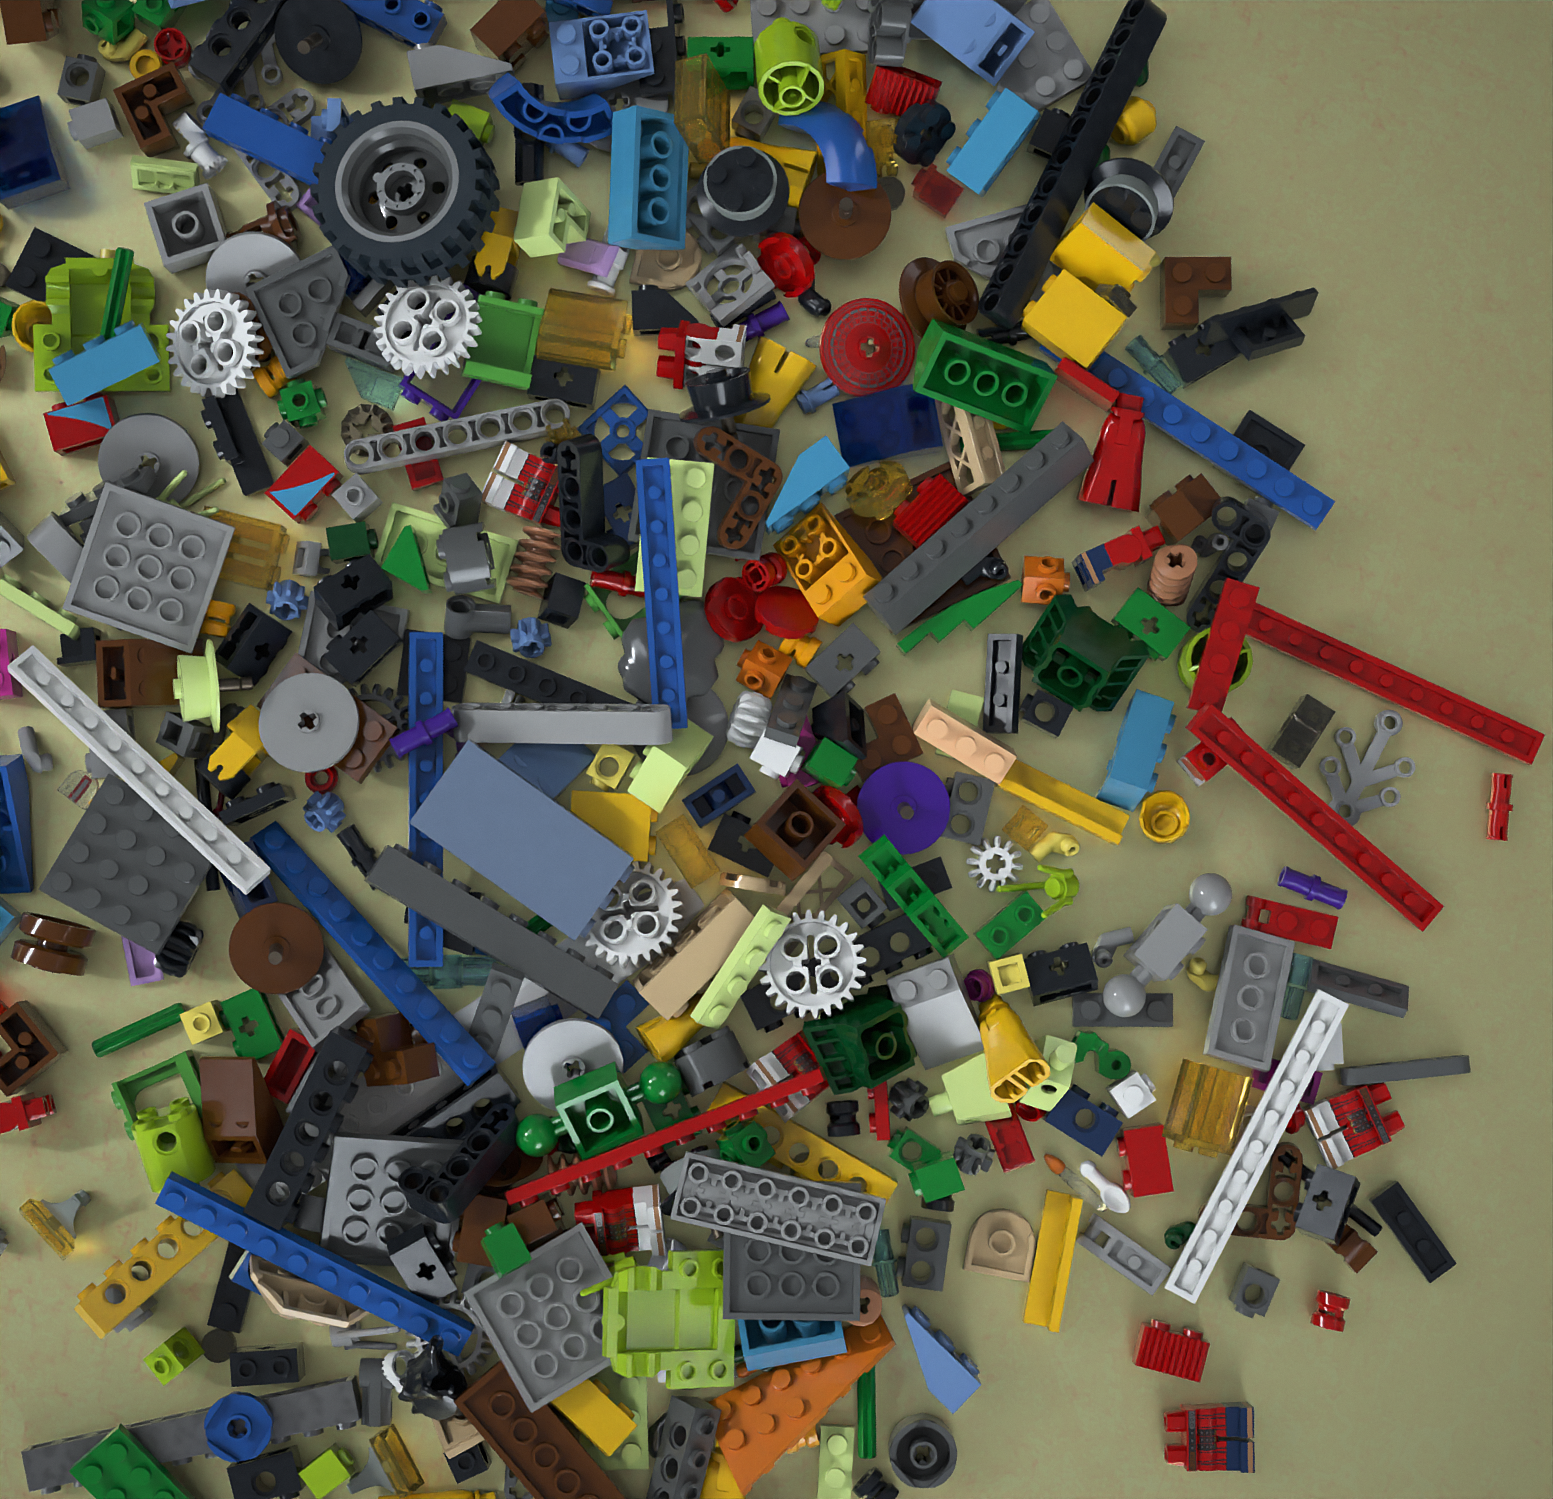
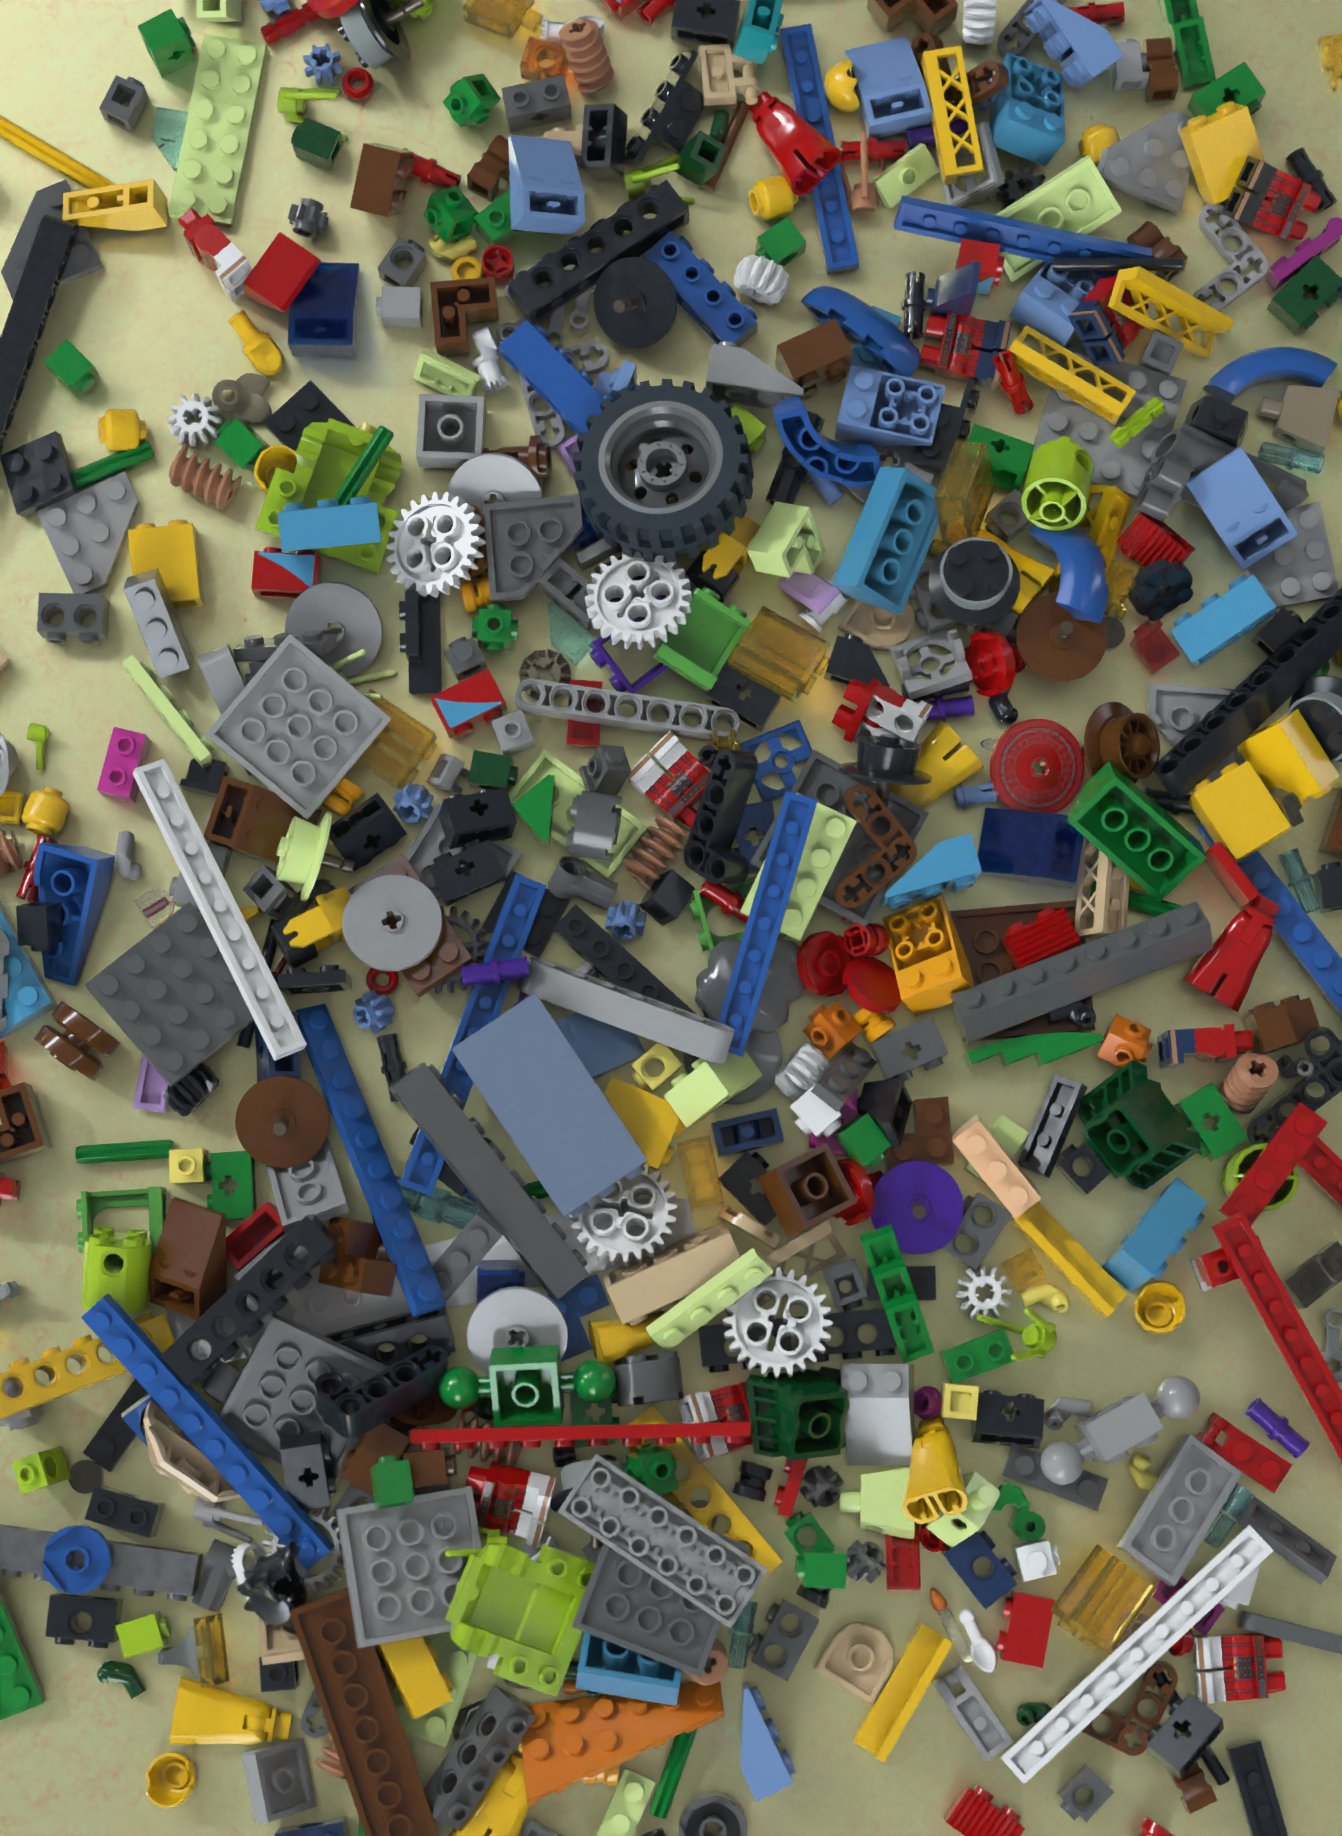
camera: 20 degrees right, 5 degrees down
(890, 488) = (1000, 902): clear yellow plate -> none

